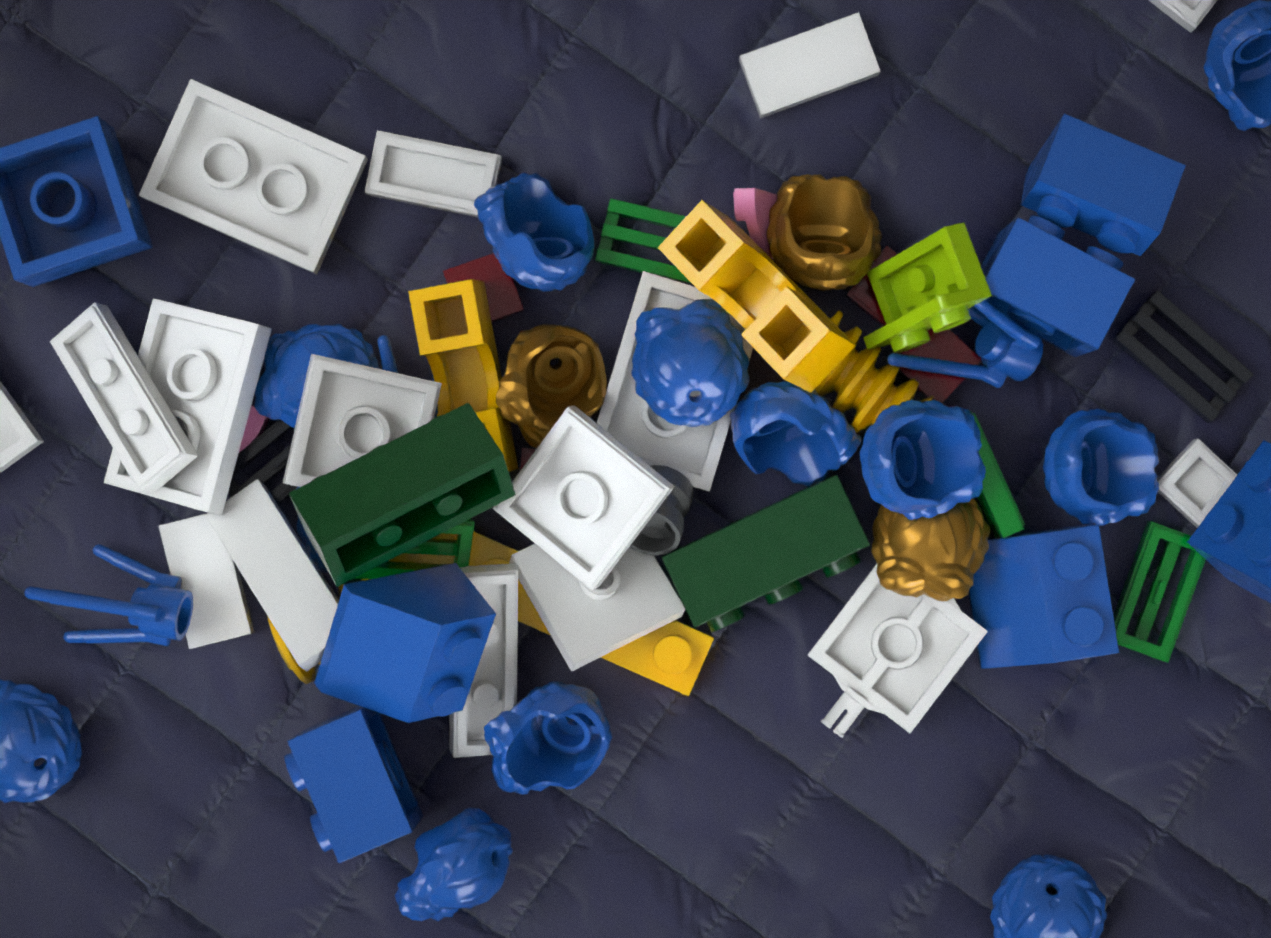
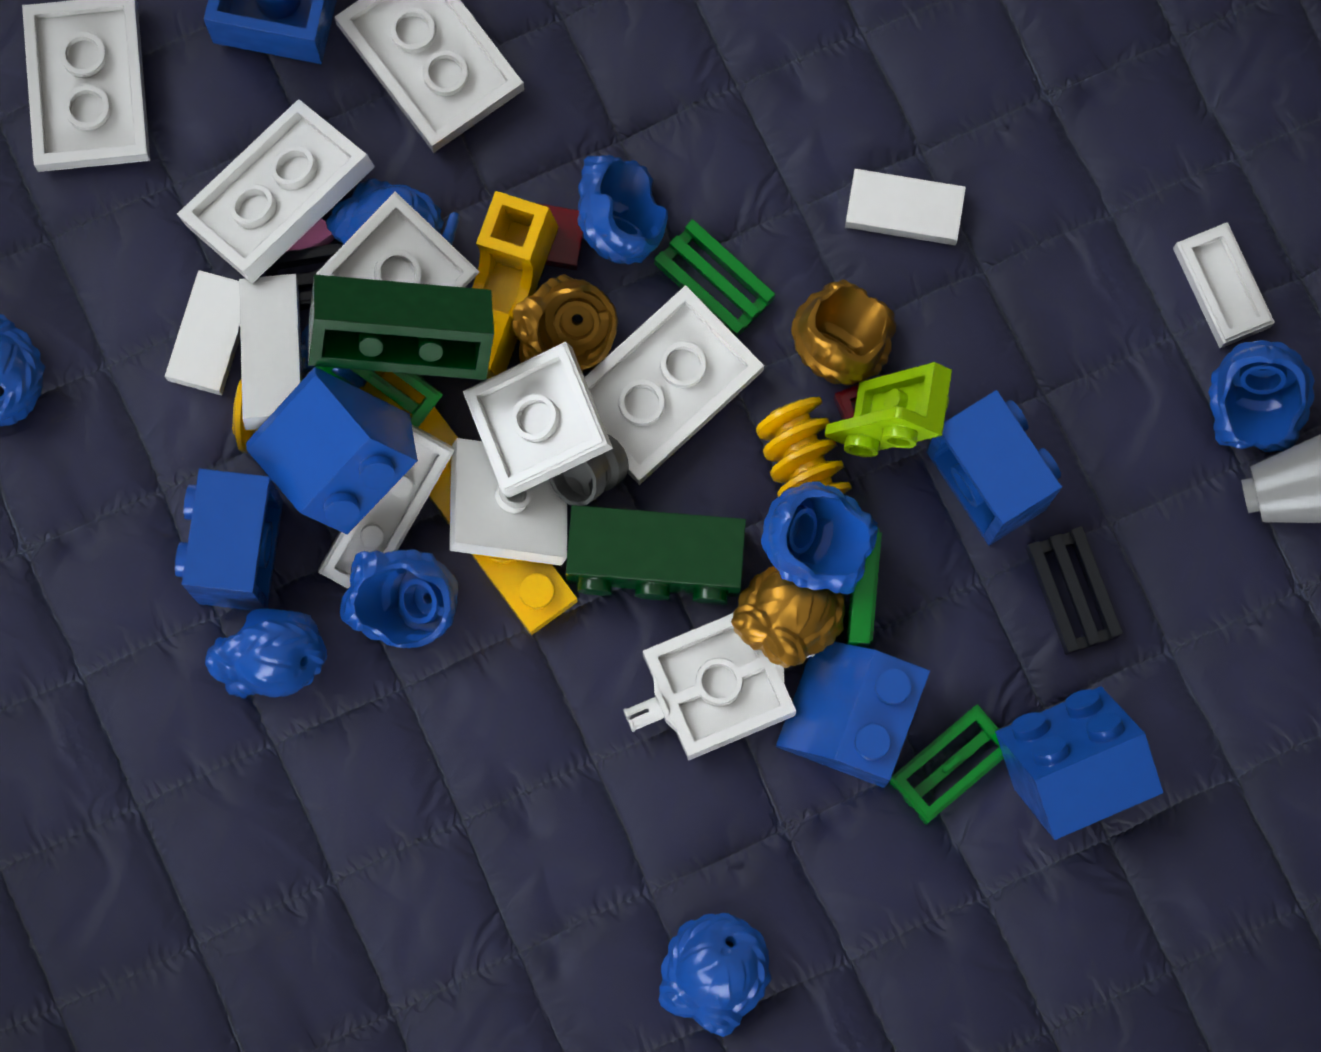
camera: 25 degrees right, 10 degrees down
(123, 398) = (231, 158): white tile -> none
(159, 610) = (159, 330): blue plant -> none
(430, 173) = (564, 124): white tile -> none
(688, 353) = (688, 358): blue hair -> none
(749, 285) = (762, 341): yellow arch -> none
(754, 208) = (800, 285): bright pink tile -> none
(791, 432) = (729, 468): blue hair -> none
(942, 346) = (877, 483): dark red tile -> none
(1001, 344) = (936, 498): blue plant -> none
(1101, 186) = (1078, 408): blue slope -> none
(1101, 467) = (959, 635): blue hair -> none
(1195, 481) = (1028, 690): white tile -> none

